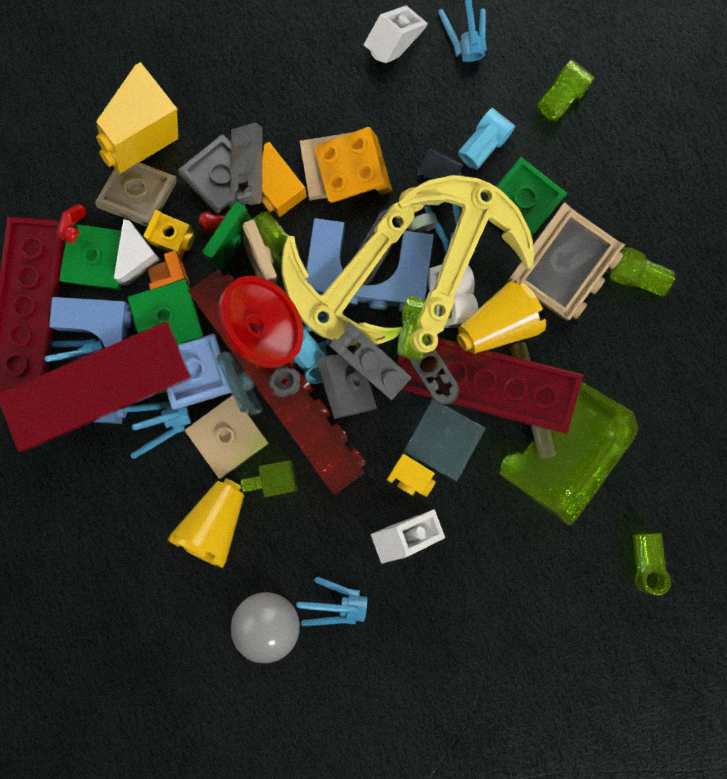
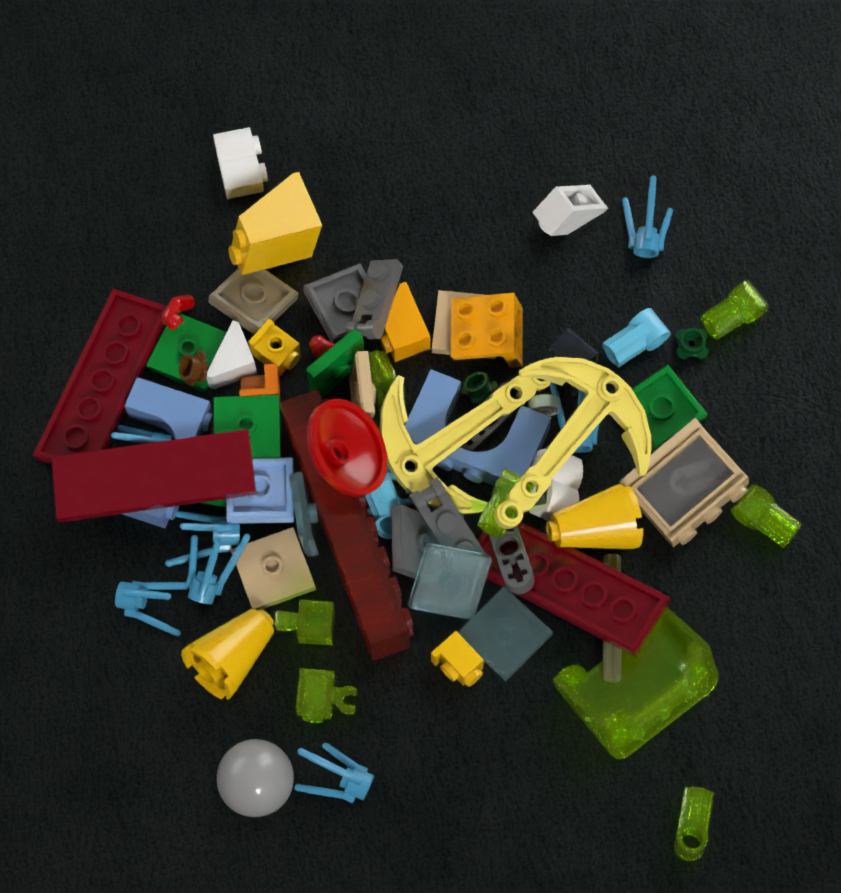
camera: 15 degrees right, 15 degrees down
(85, 68) = (239, 163): none -> white brick
(101, 274) = (193, 368): none -> reddish brown plate
(112, 496) = (135, 595): none -> dark azure plant
(170, 467) = (204, 585): none -> dark azure plant
(281, 373) = (349, 507): dark grey plate -> none
(298, 541) = (318, 694): none -> clear neon green brick
(360, 222) = (478, 387): none -> dark green plate
(385, 410) = (449, 581): none -> clear light blue plate
(407, 536) = (436, 722): white slope -> none
(537, 122) = (694, 335): none -> dark green plate

